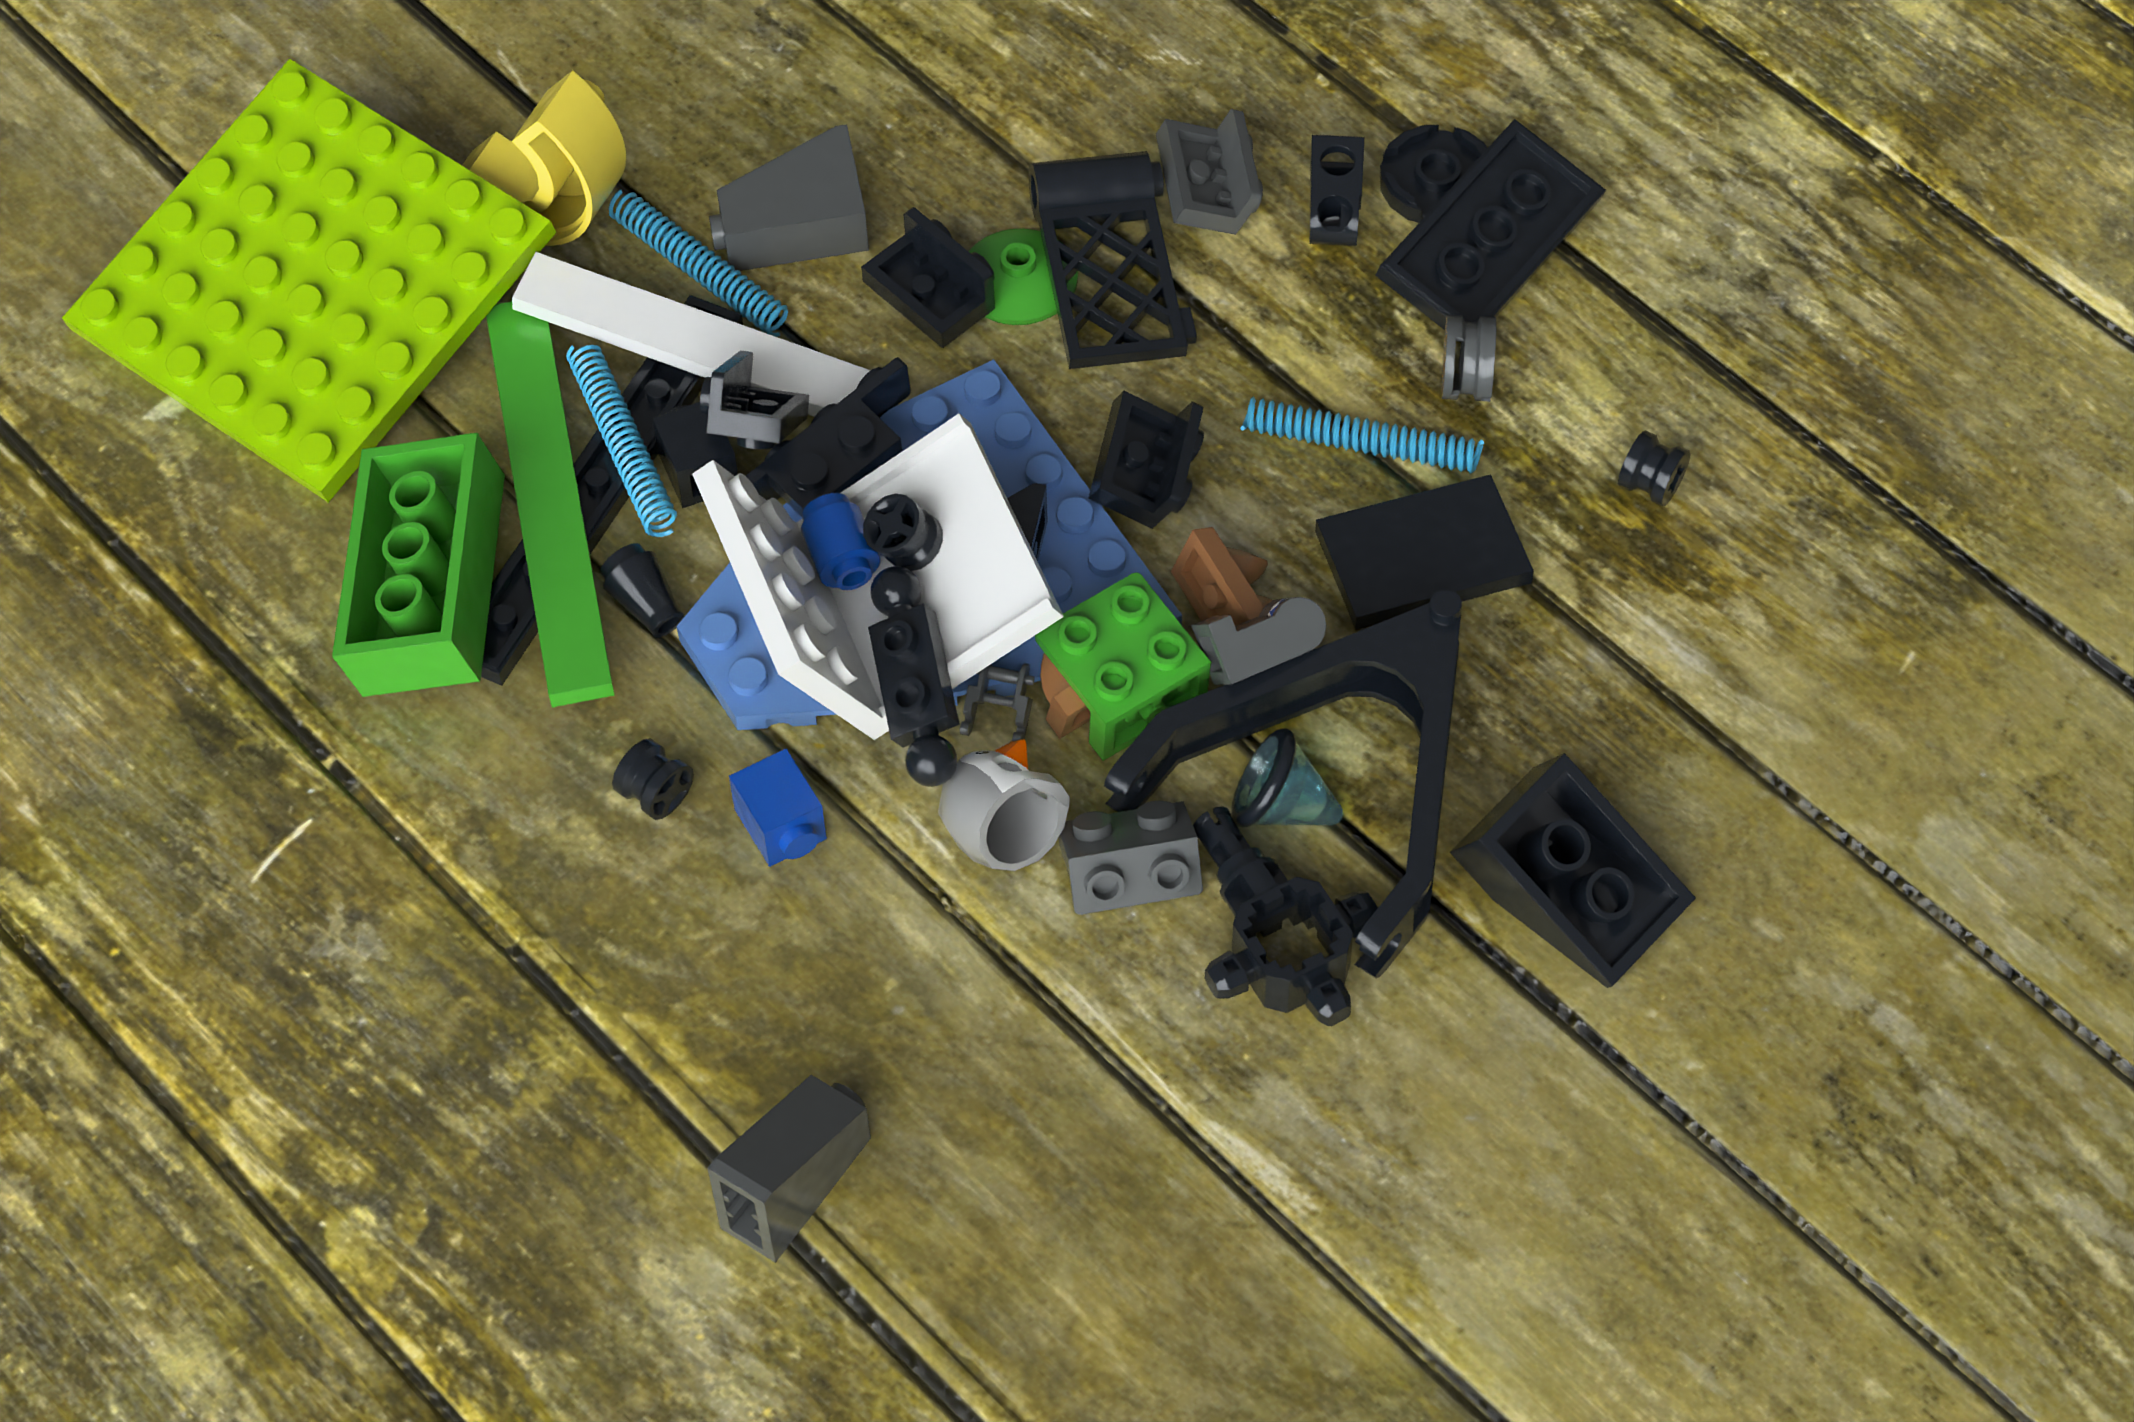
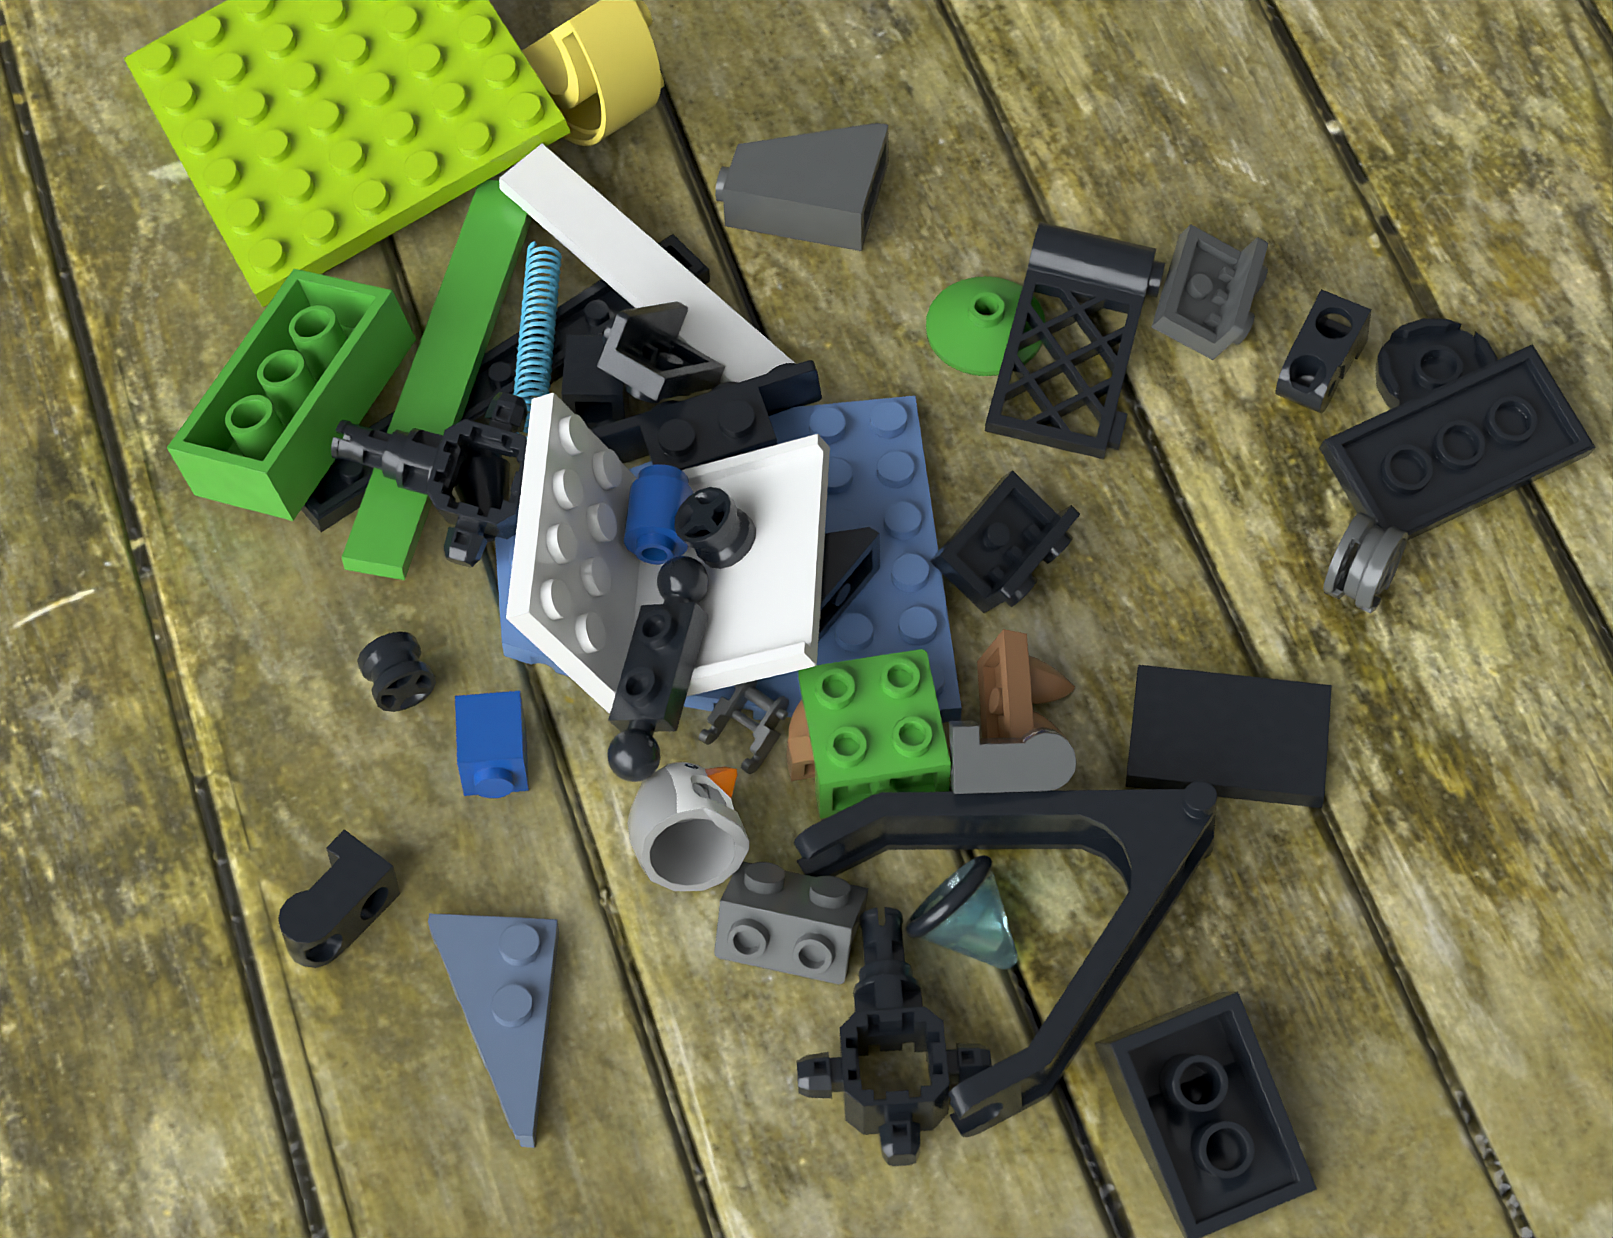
camera: 25 degrees right, 0 degrees up
(594, 576) = (433, 467): none -> black piece
(655, 226) = (713, 211): medium azure piece -> none
(719, 995) = (339, 905): none -> black leg
(788, 1164) = (318, 1083): dark grey slope -> none
(903, 1013) = (505, 987): none -> sand blue wing
(932, 279) = (896, 300): black bracket -> none
(1411, 450) = (1190, 569): medium azure piece -> none
(1654, 468) = (1496, 741): black wheel -> none

